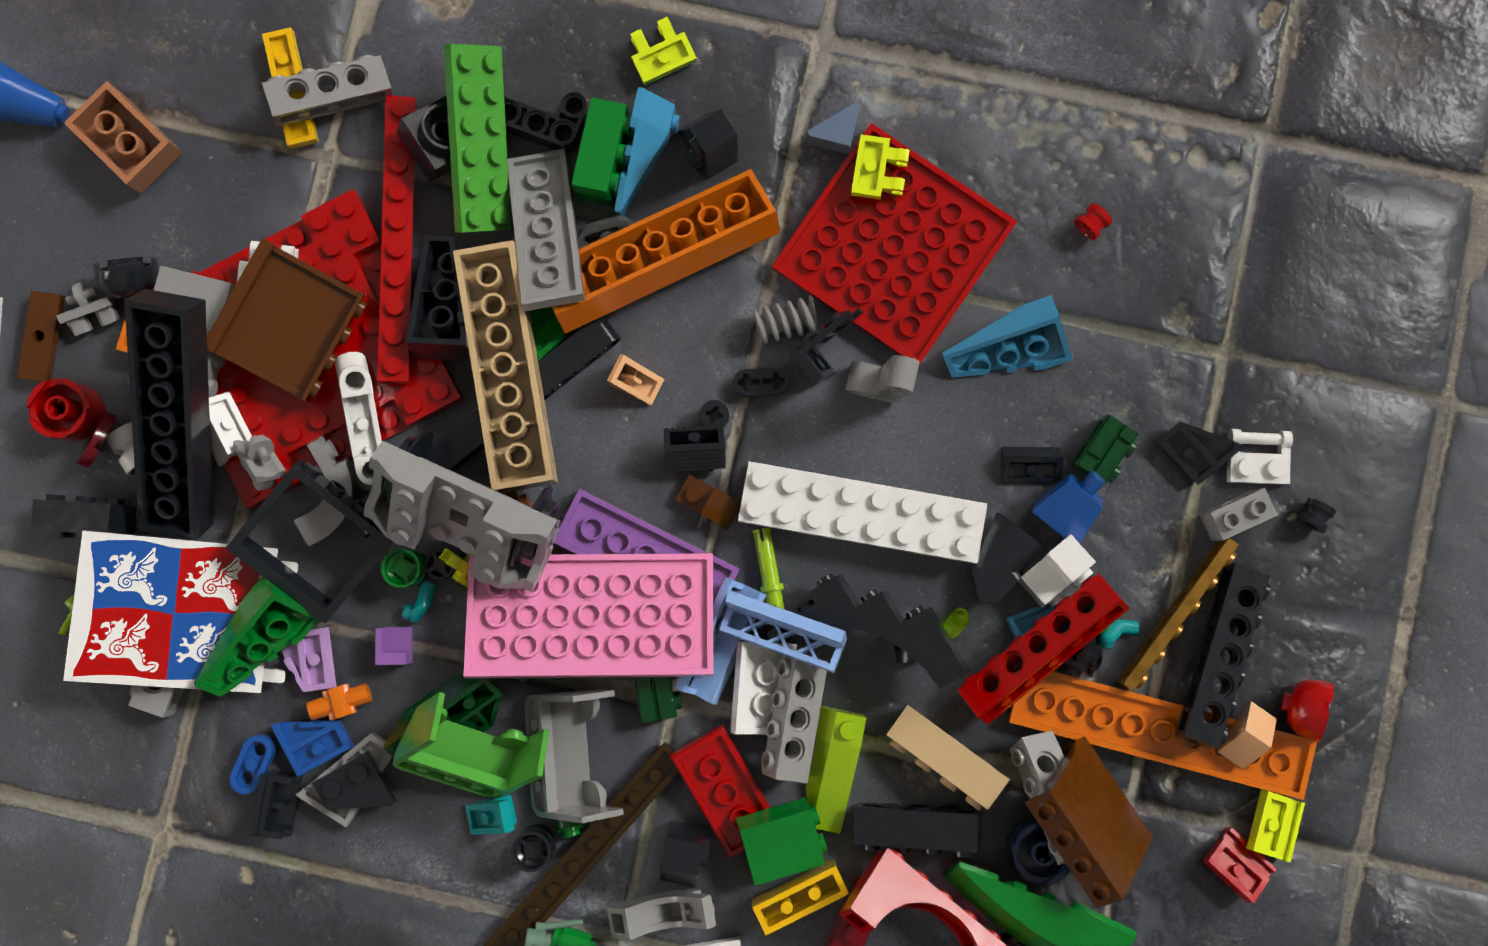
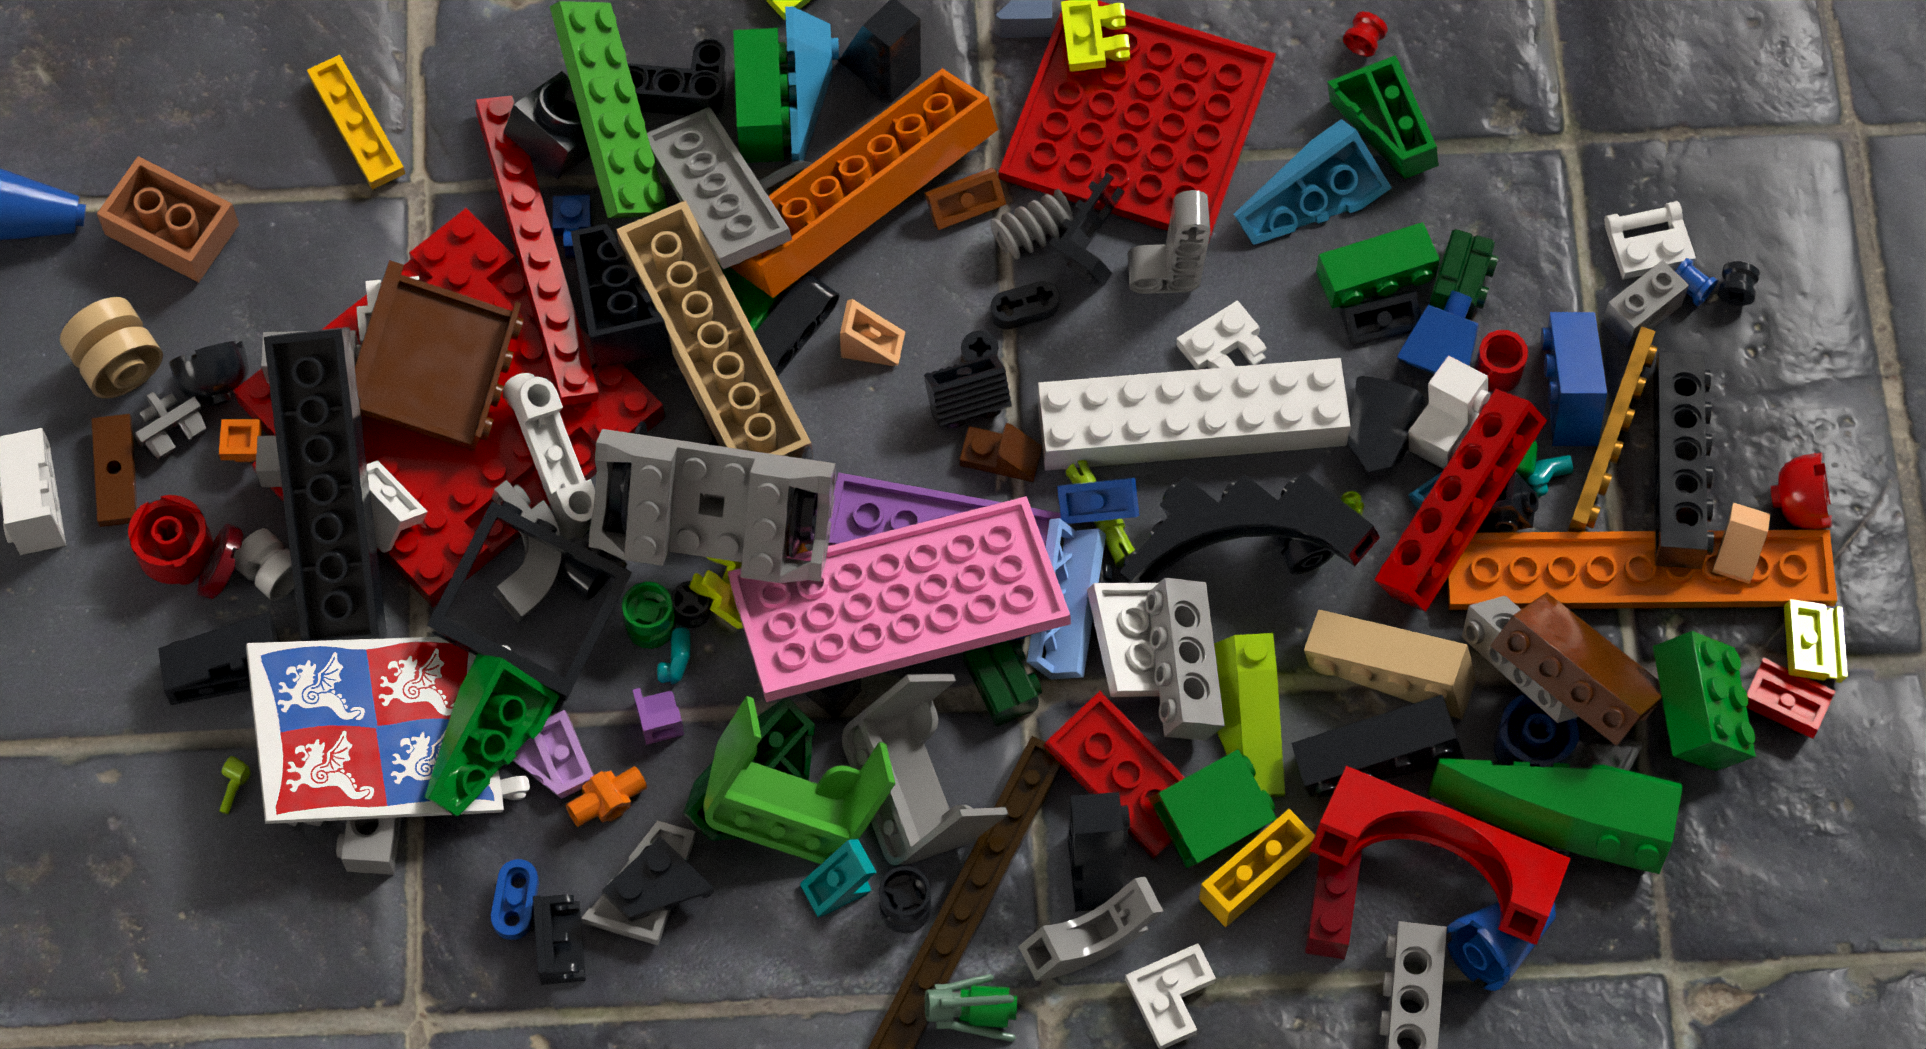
camera: 15 degrees left, 20 degrees down
(53, 238) = (111, 347): none -> tan wheel
(259, 461) = (442, 518): light grey hips -> none
(311, 742) = (585, 854): blue wing -> none
(319, 103) = (423, 110): light grey brick -> none
(435, 215) = (570, 214): none -> blue plate
(568, 829) = (942, 868): green plate -> none
(740, 281) = (965, 198): none -> dark orange plate
(766, 572) = (1098, 501): none -> blue plate
(785, 620) = (1141, 543): light blue fence -> none
(900, 449) = (1221, 334): none -> white plate
(1041, 426) = (1377, 266): none -> green brick
(1089, 300) = (1387, 115): none -> green wedge
(1111, 533) = (1502, 359): none -> red piece
(1164, 561) = (1574, 378): none -> blue wedge
(1175, 863) = (1704, 701): none -> green brick
(1197, 449) = (1572, 246): black wing -> none
(1283, 504) = (1699, 284): none -> blue bush

